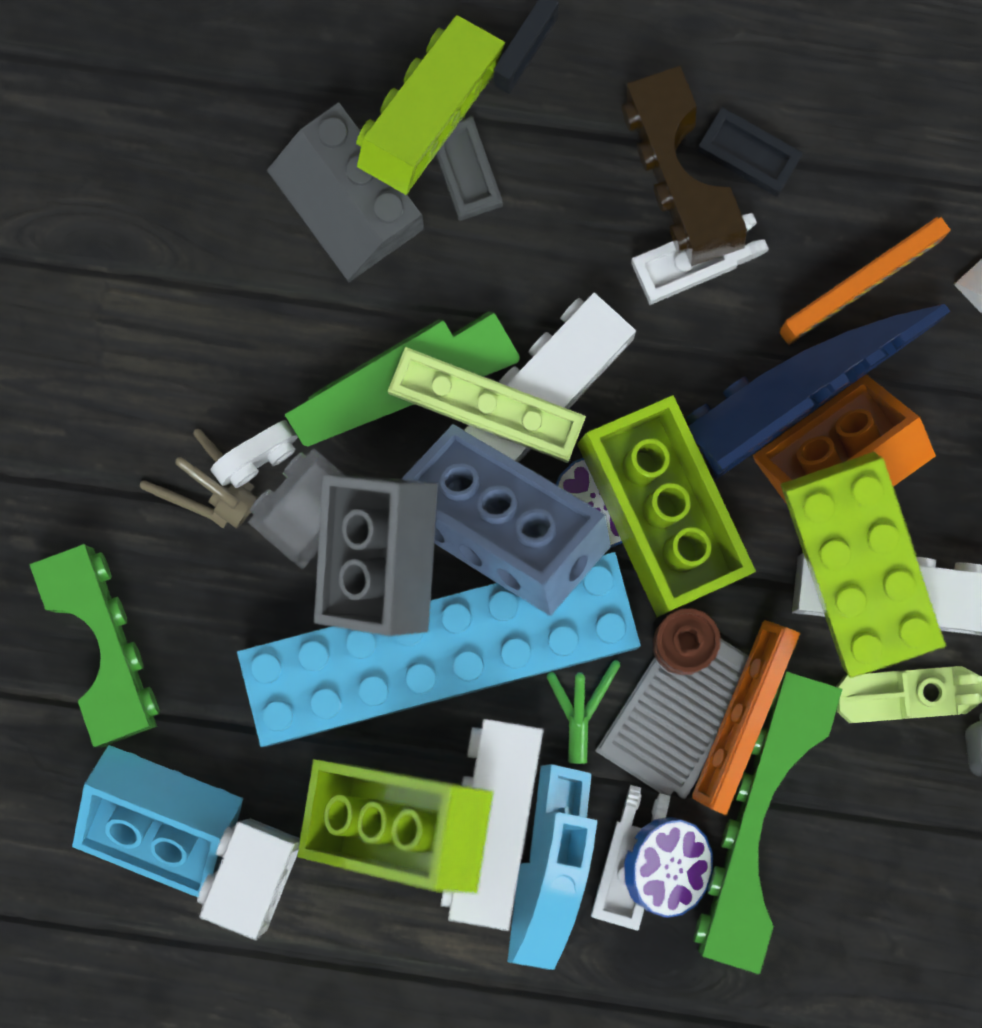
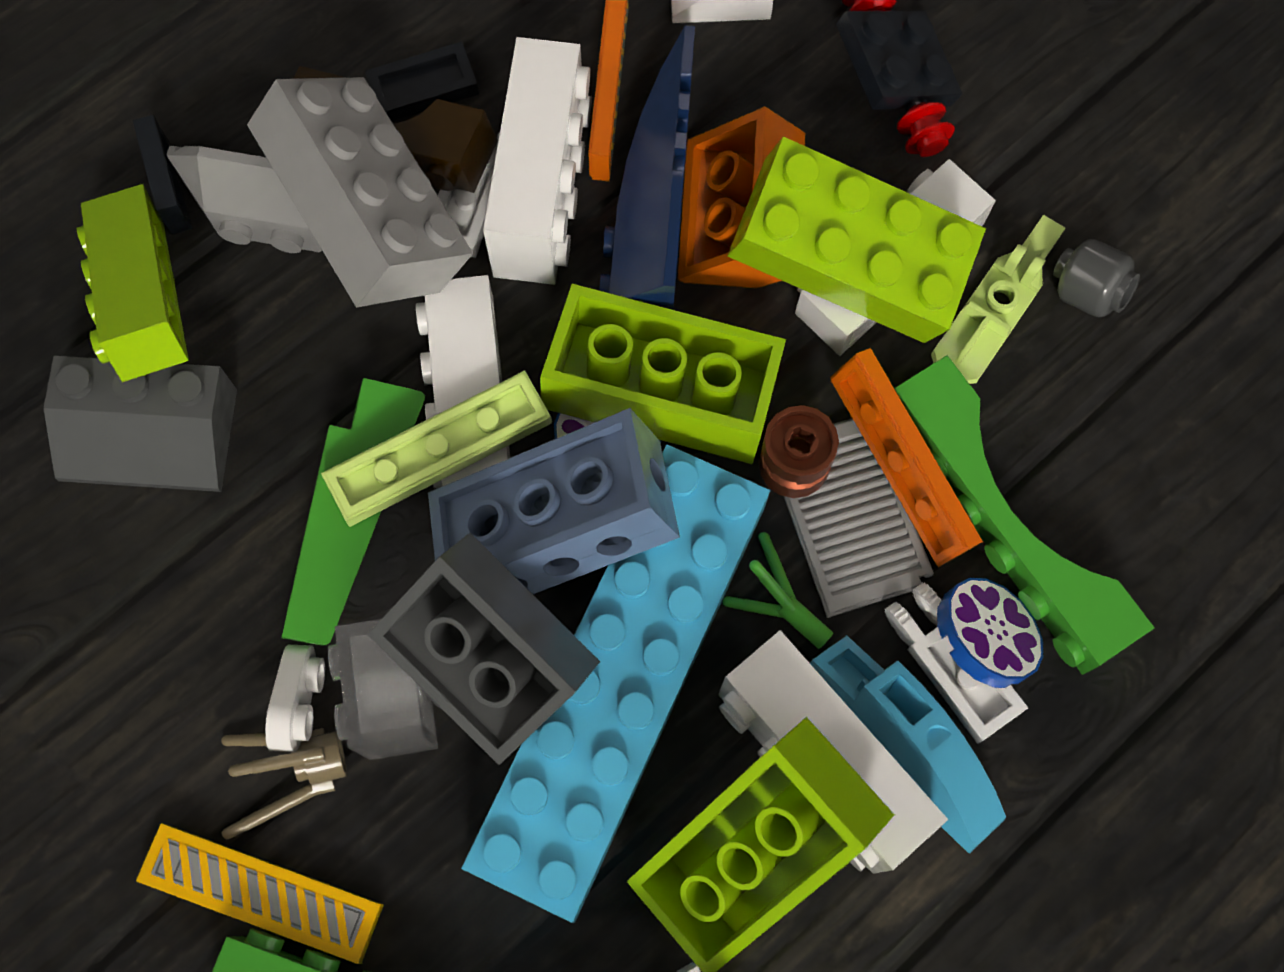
camera: 55 degrees left, 10 degrees down
(126, 538) = (260, 893): none -> tile
(468, 172) = (224, 312): dark grey tile -> none
(569, 136) = (242, 197): none -> light grey wedge
(611, 202) = (358, 189): none -> light grey brick
(748, 290) = (537, 161): none -> white brick

